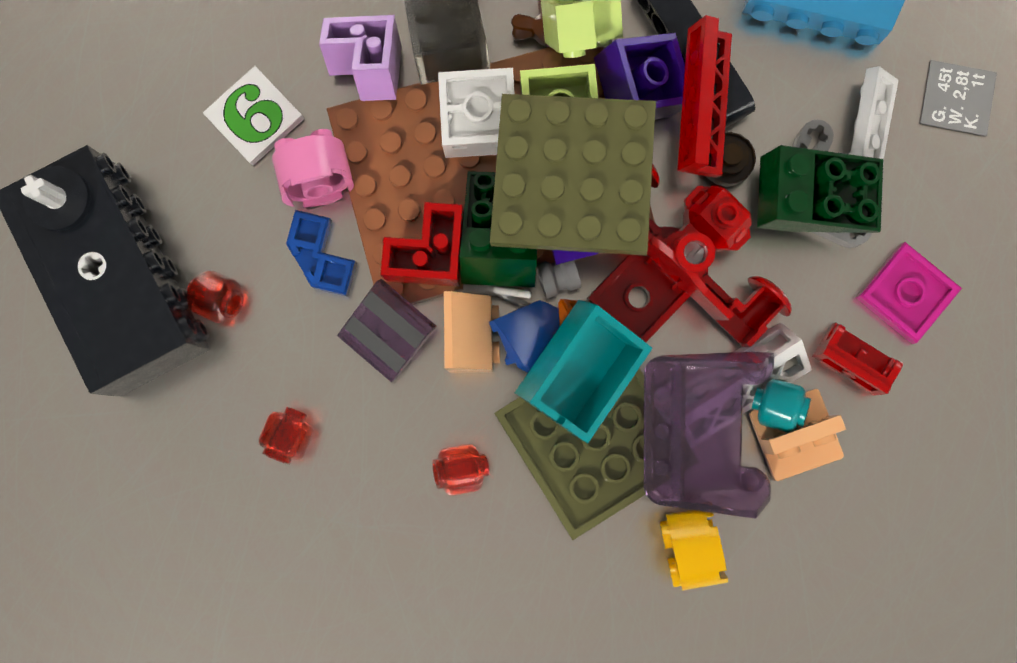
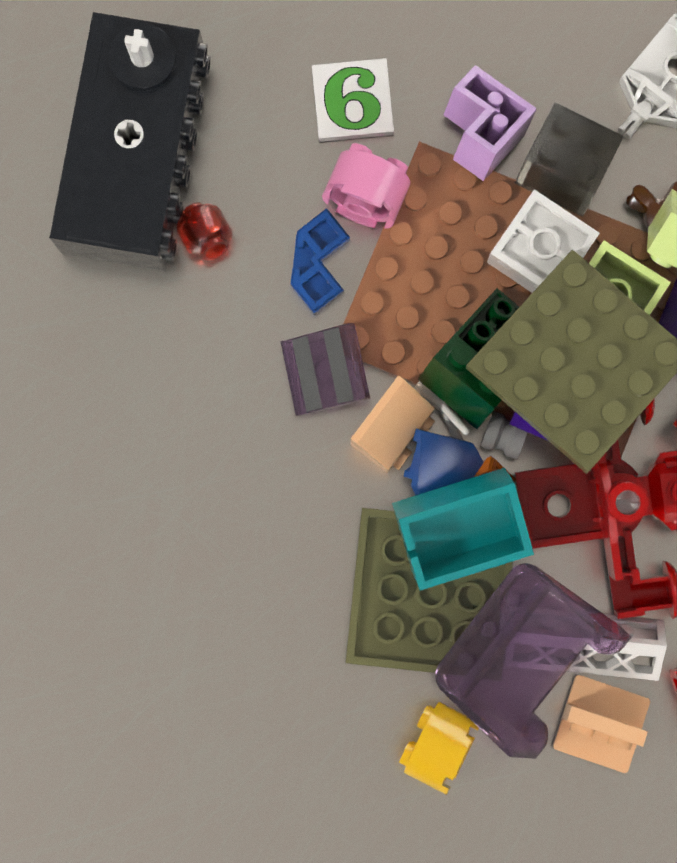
camera: 35 degrees right, 0 degrees up
(285, 436) = (175, 393): clear red head -> none
(432, 259) = (408, 339): red brick -> none
(460, 469) = (297, 532): clear red head -> none
(781, 405) = (606, 687): teal head -> none

